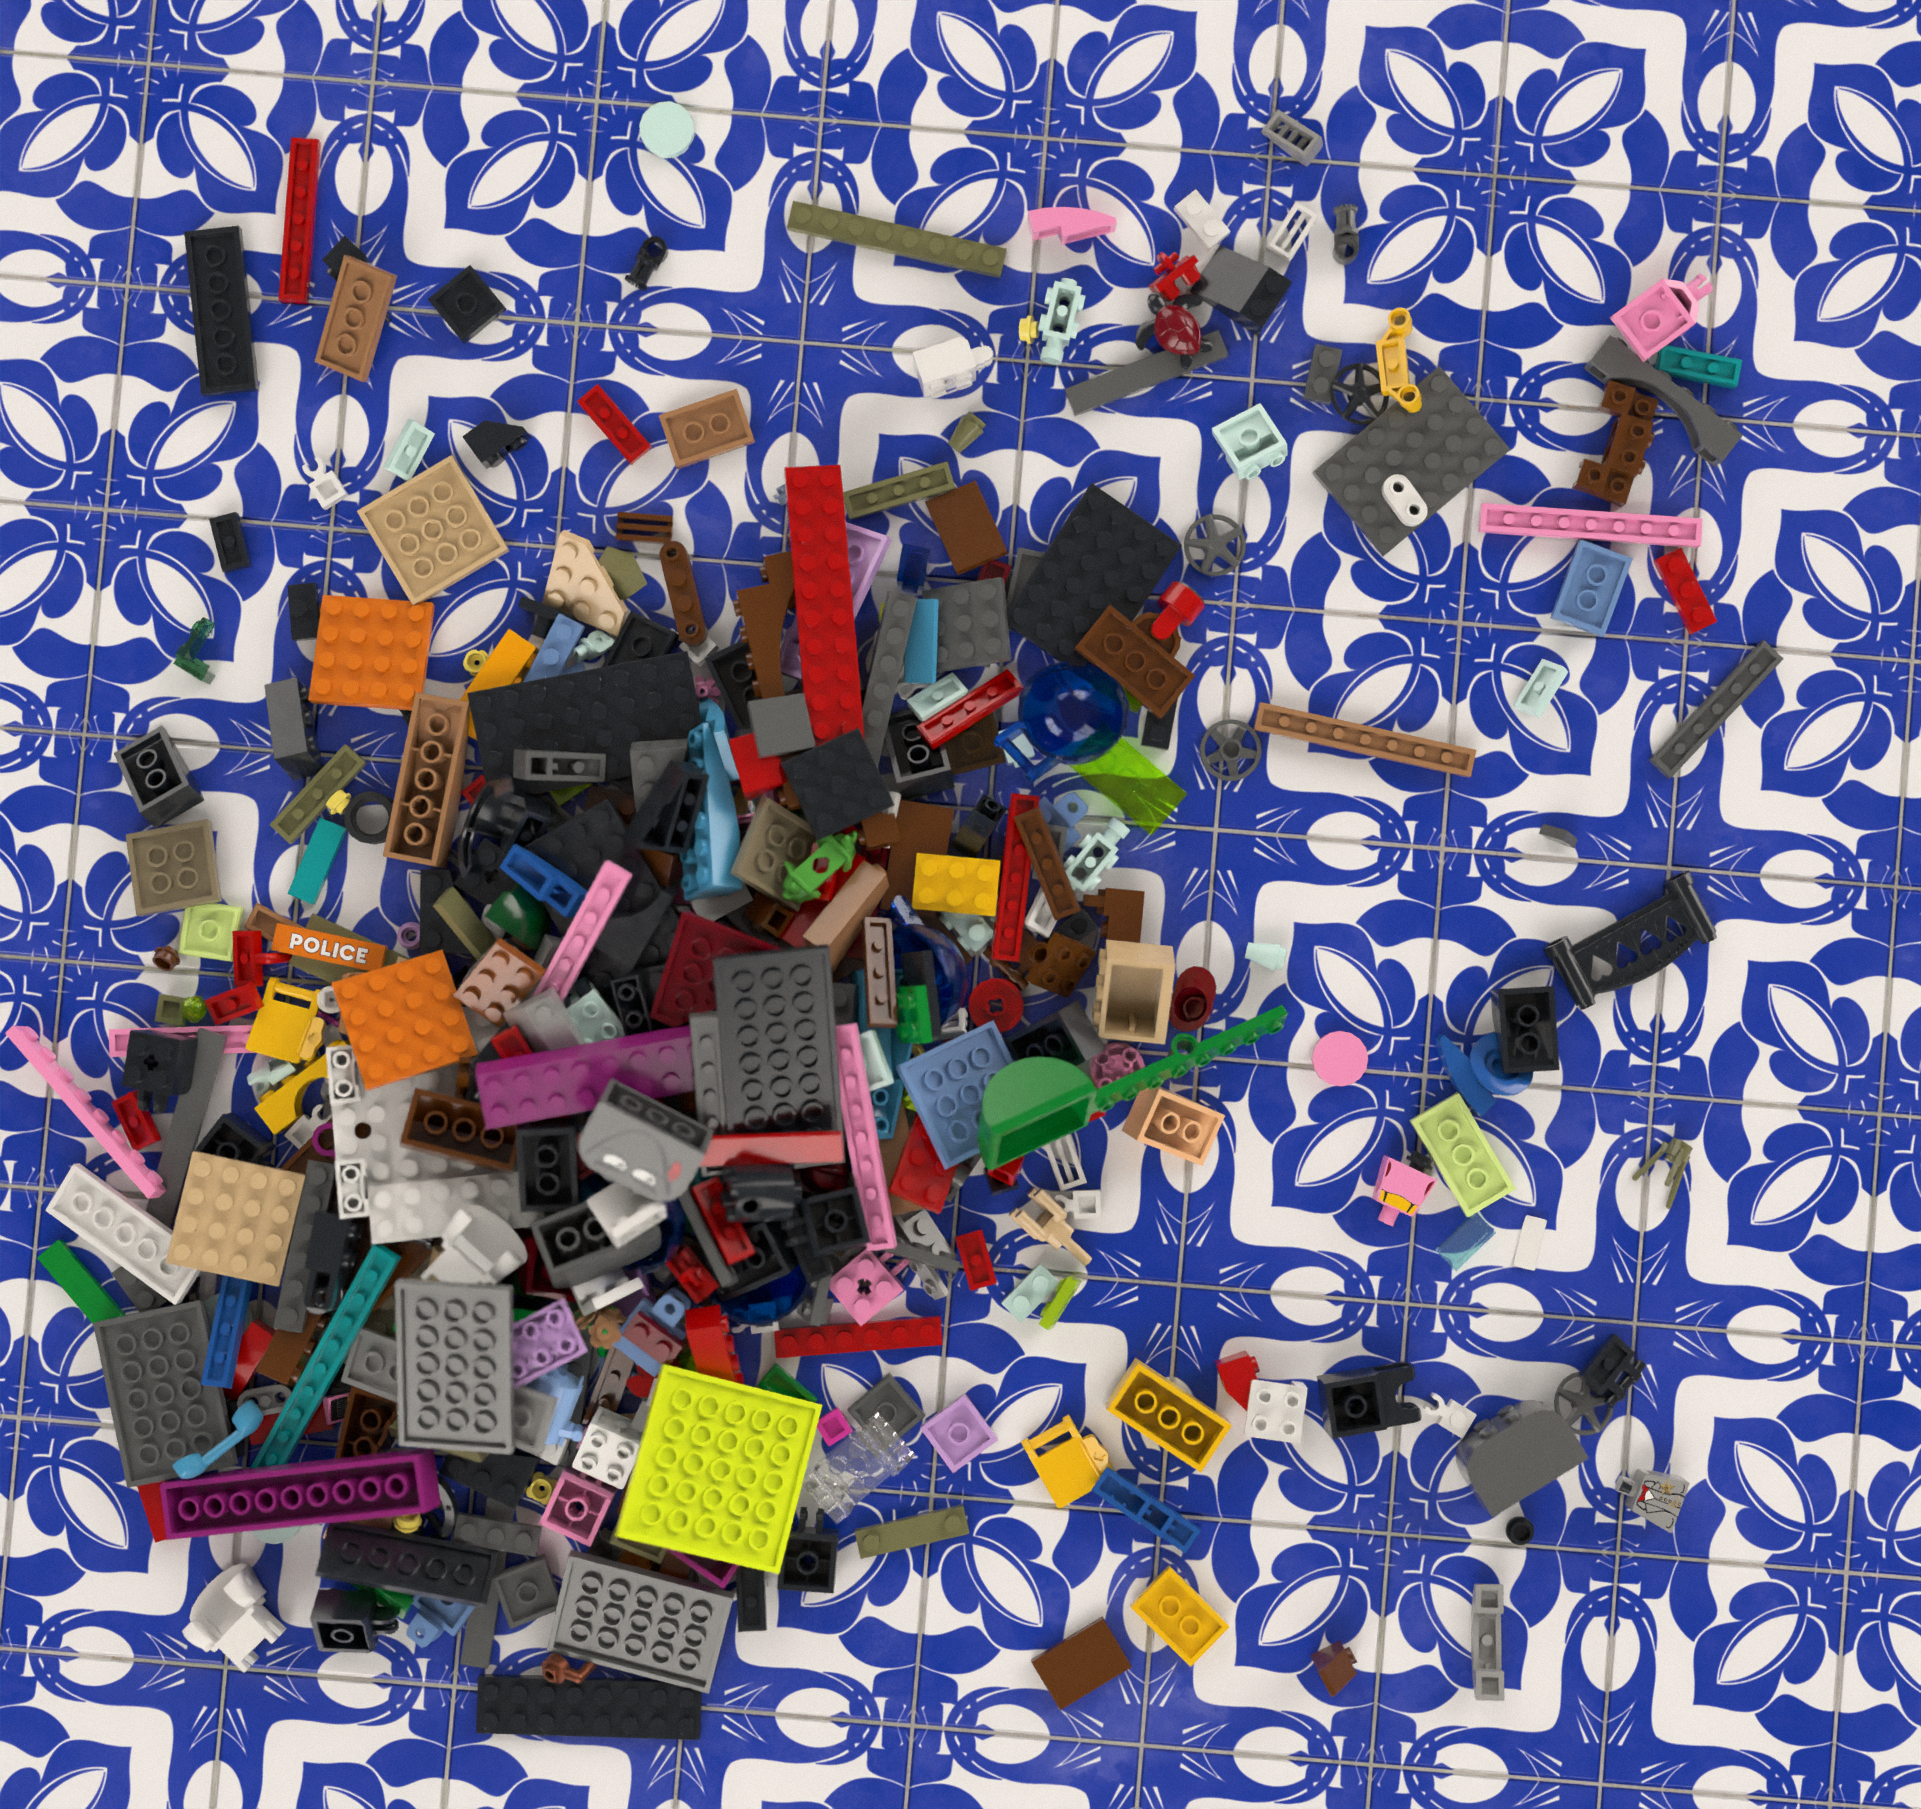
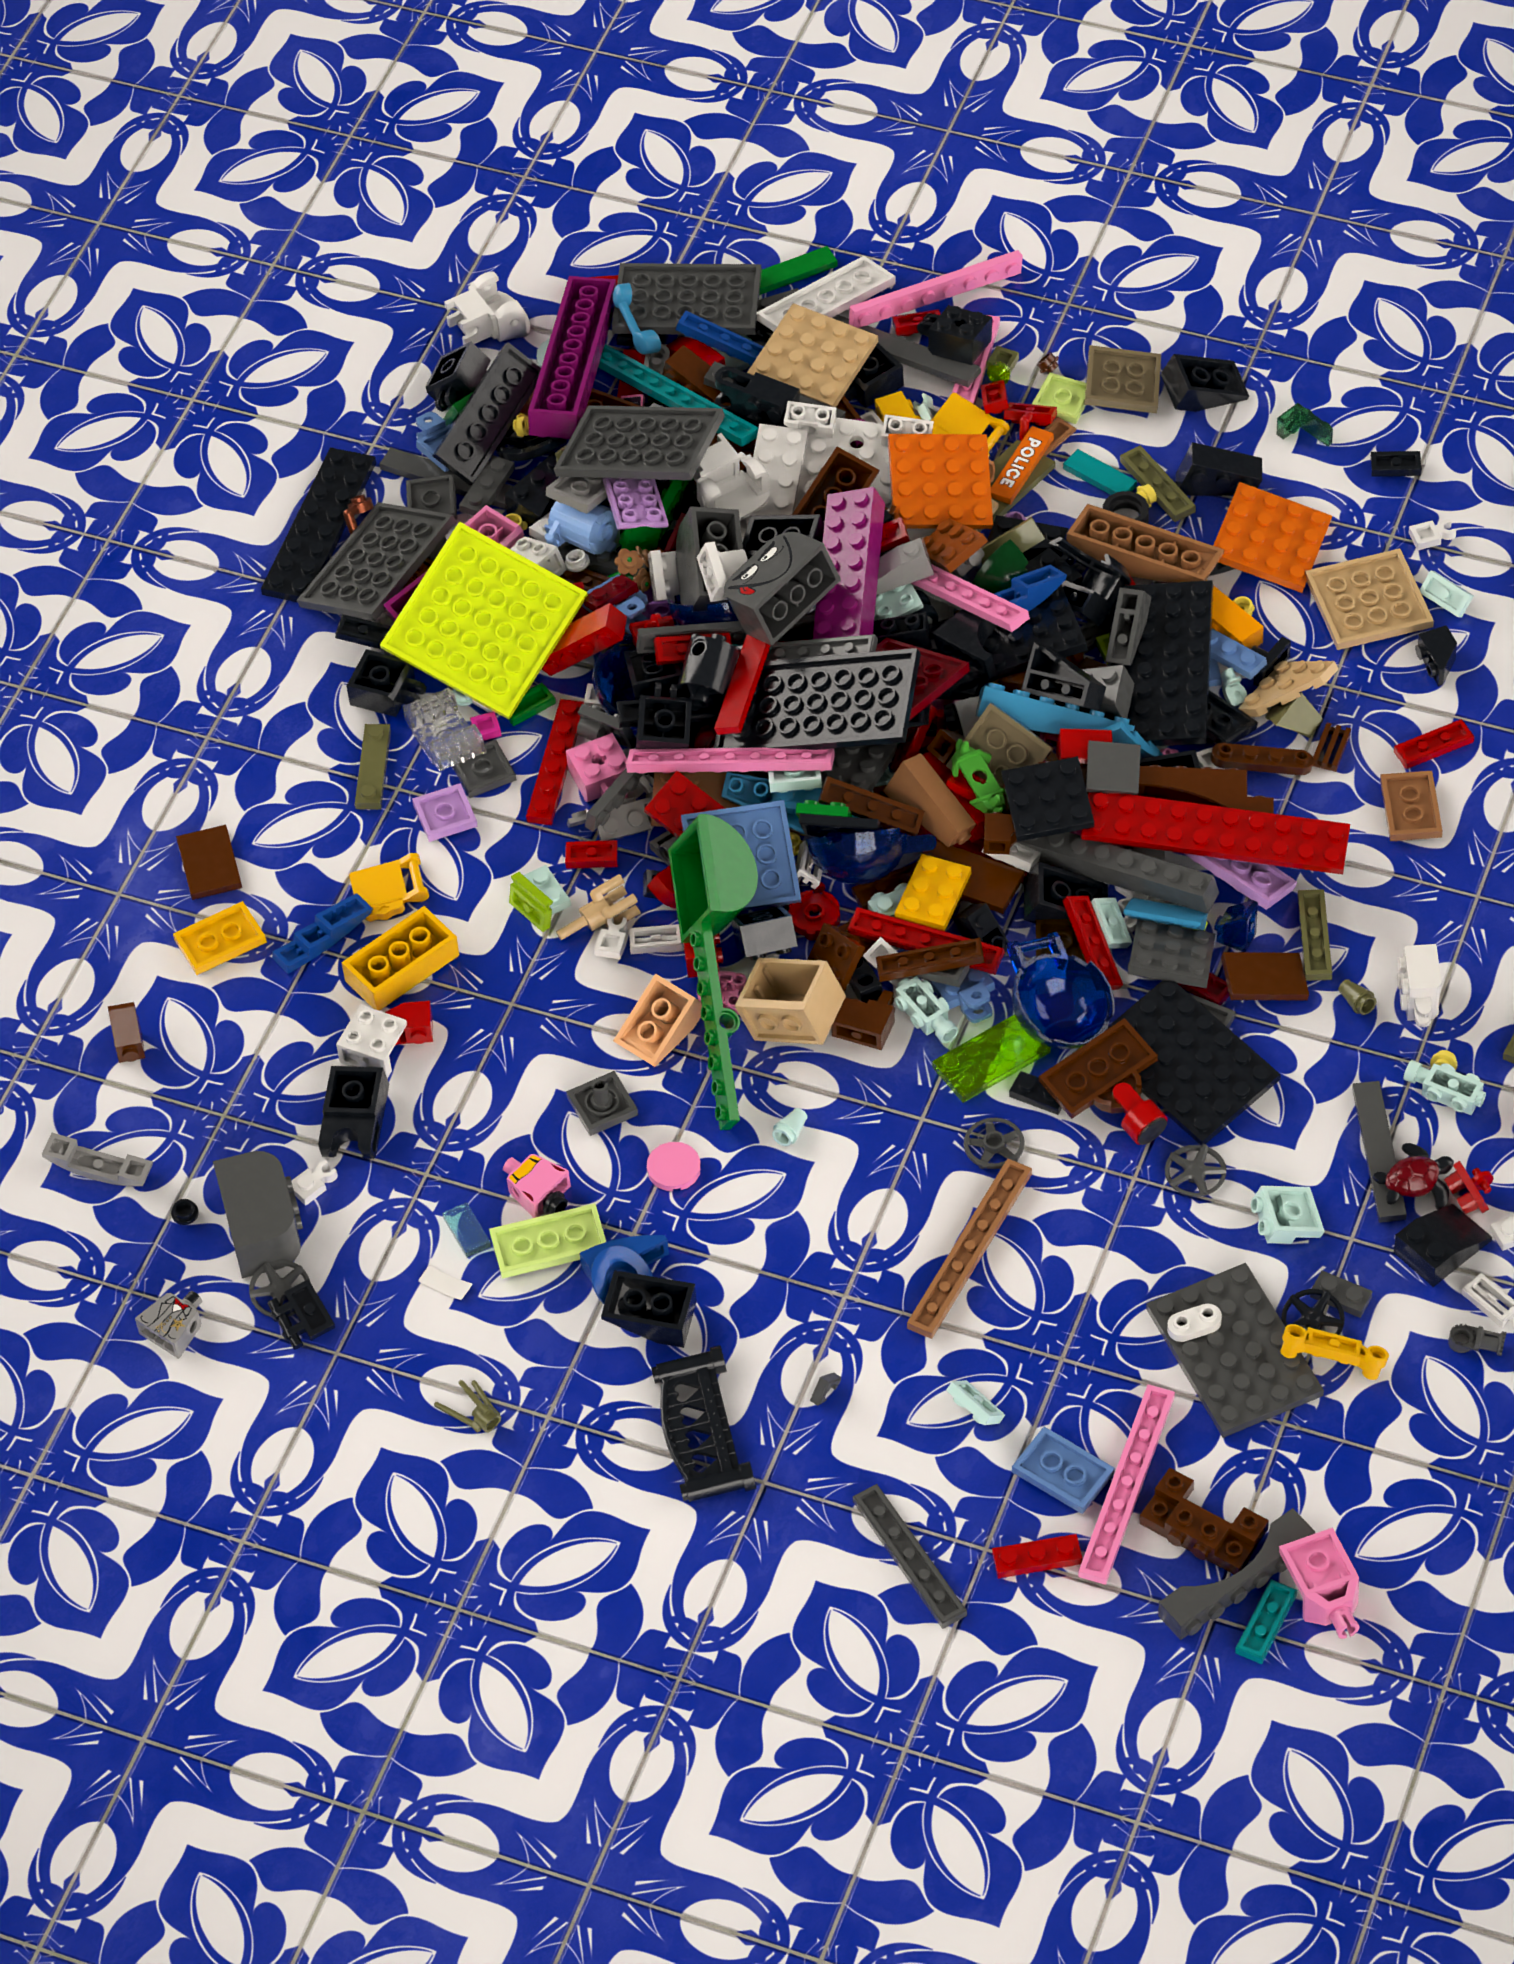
camera: 110 degrees right, 35 degrees down
(304, 611) = (1324, 500): black tile -> none
(589, 1403) = (577, 560): none -> white plate
(1192, 999) = (764, 1055): dark red piece -> none
(1286, 1152) = (602, 1103): none -> dark grey plate

